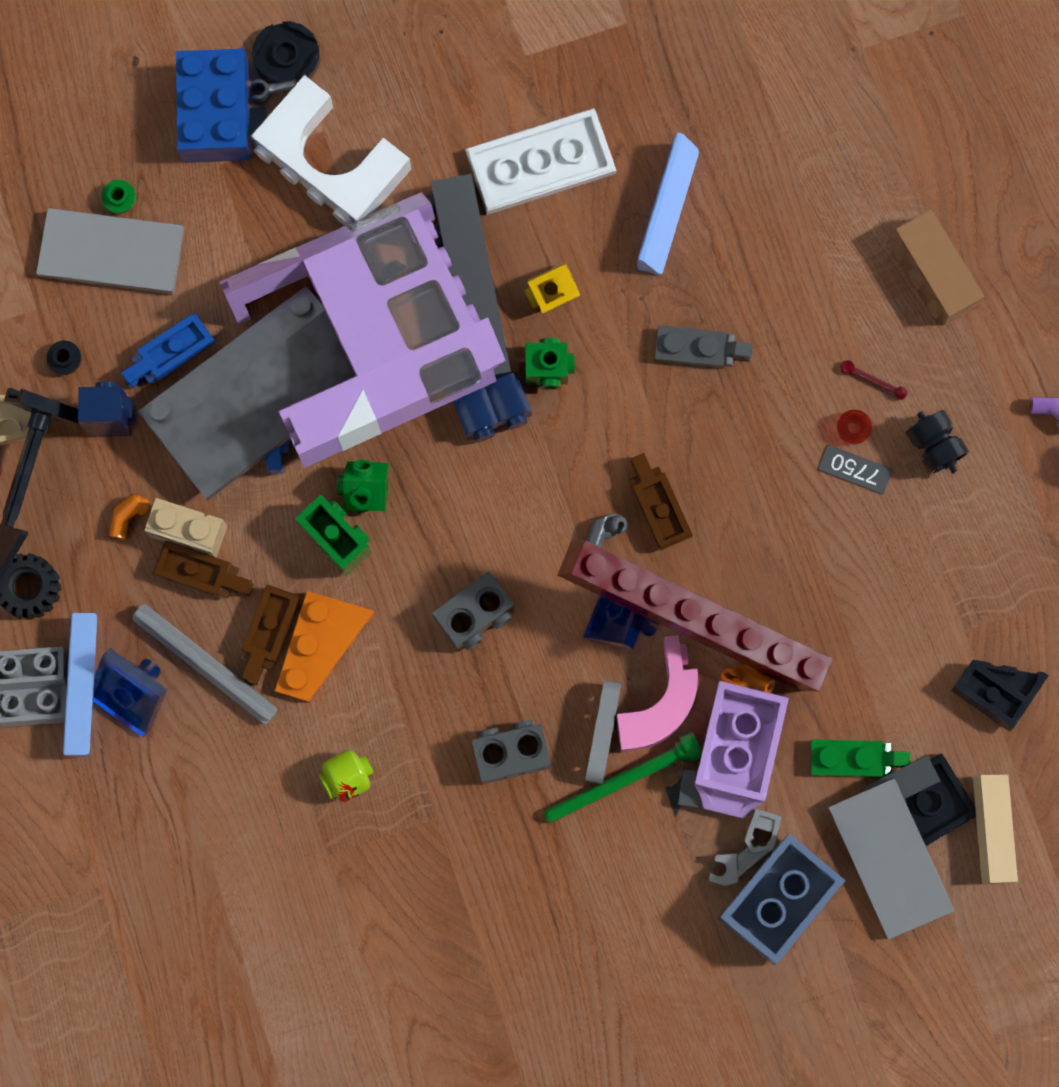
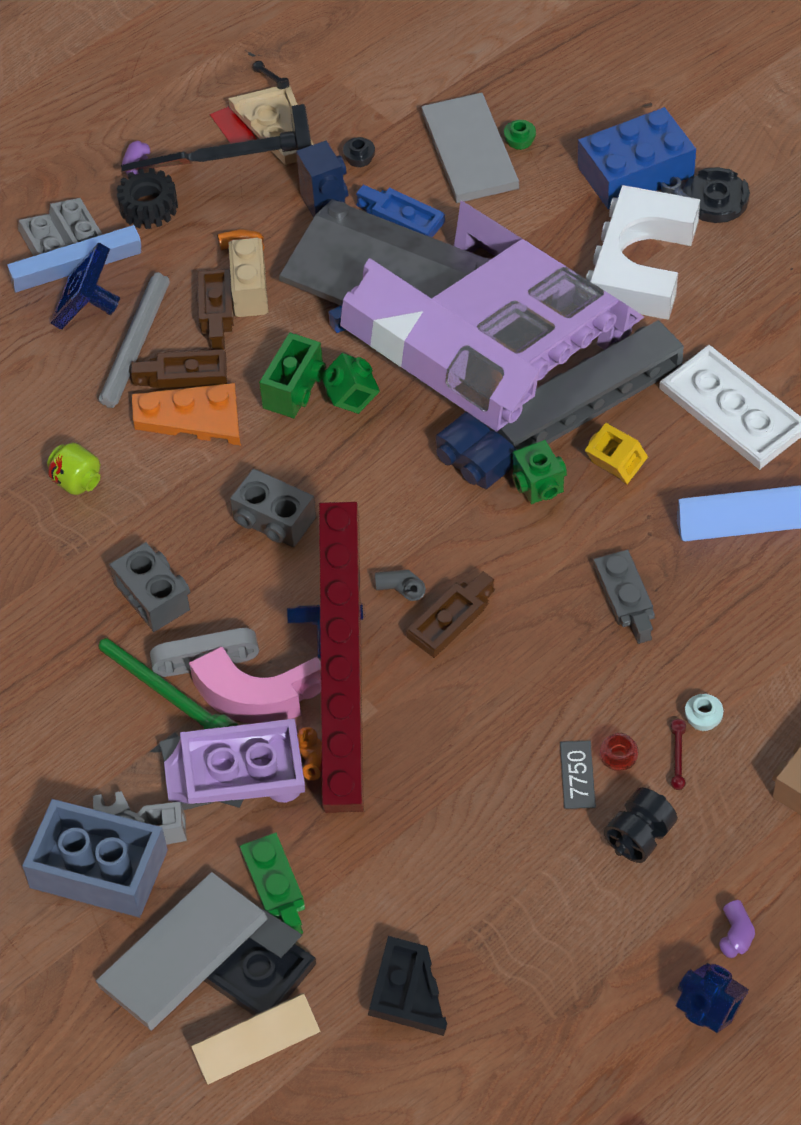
camera: 70 degrees right, 25 degrees down
(842, 349) = (701, 720): none -> light aqua plate

